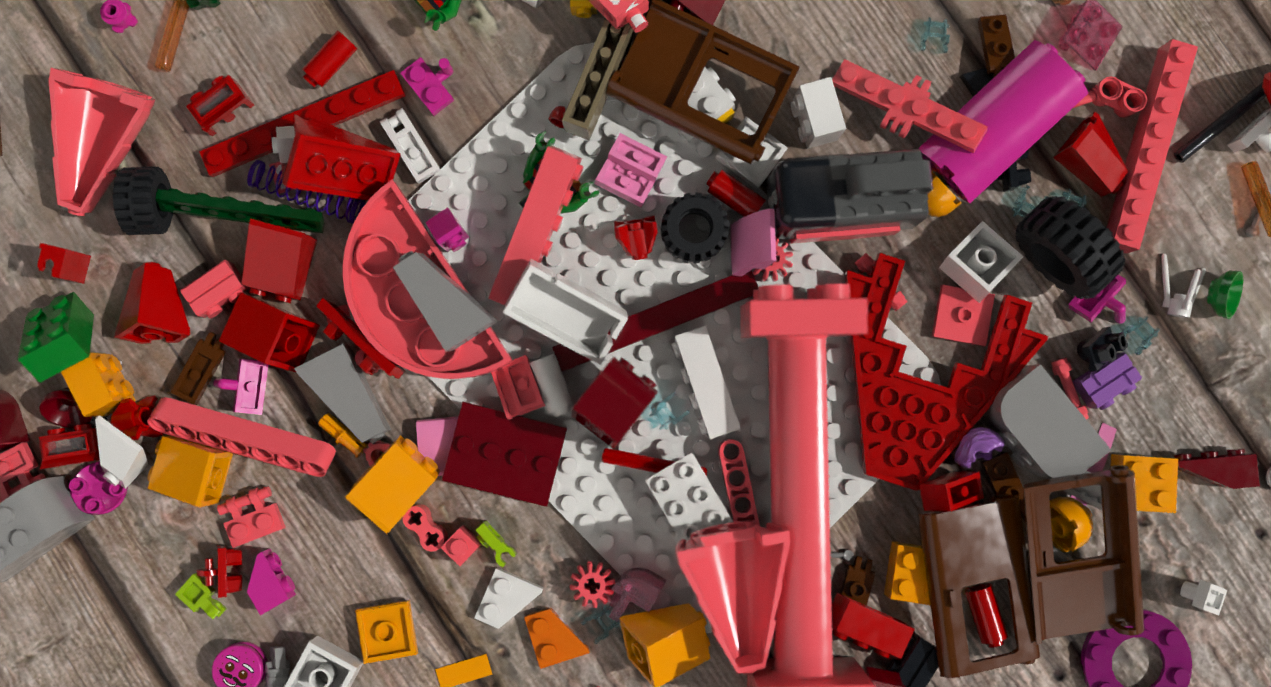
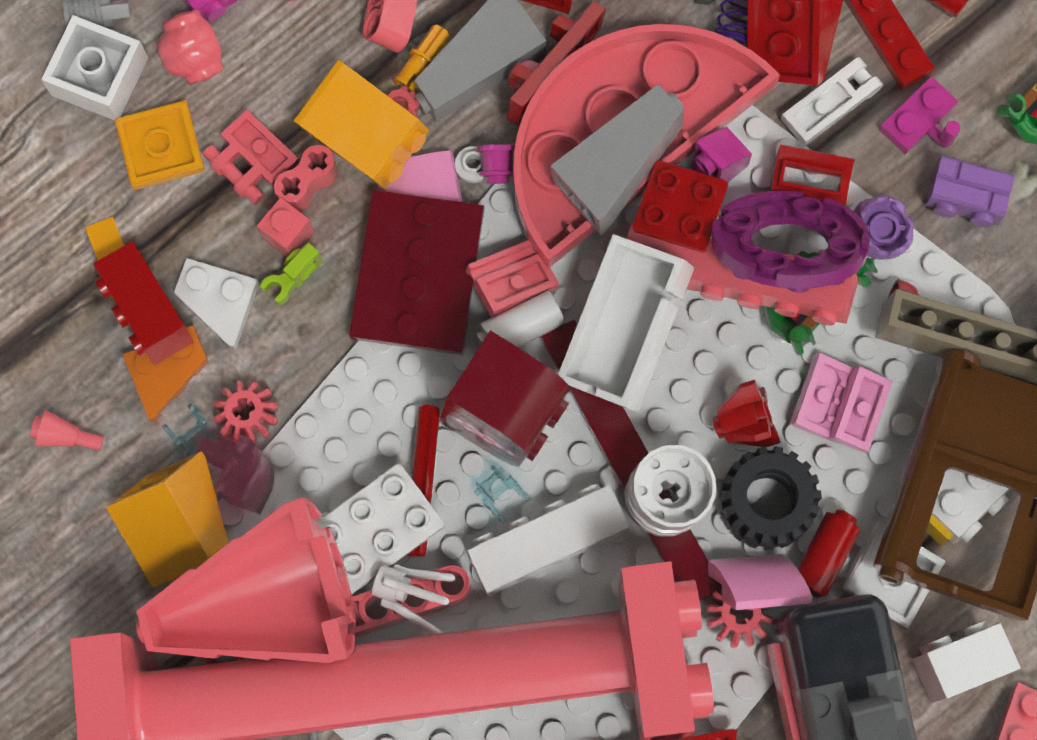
camera: 85 degrees right, 10 degrees down
(316, 604) = (190, 47): none -> coral hair
(398, 559) = (259, 148): none -> coral plate
(430, 389) = (496, 163): none -> dark pink brick
(433, 399) = (468, 174): none -> white plate
(470, 169) = (813, 173): none -> red window
(483, 262) = (680, 206): none -> red bracket
(489, 59) = (969, 192): none -> medium lavender brick
(491, 207) = (839, 225): none -> magenta plate
(506, 653) = (141, 304): none -> red brick
(510, 124) = (887, 225): none -> medium lavender hair
(691, 280) = (686, 475): none -> white wheel
(732, 491) = (393, 586): none -> white plant

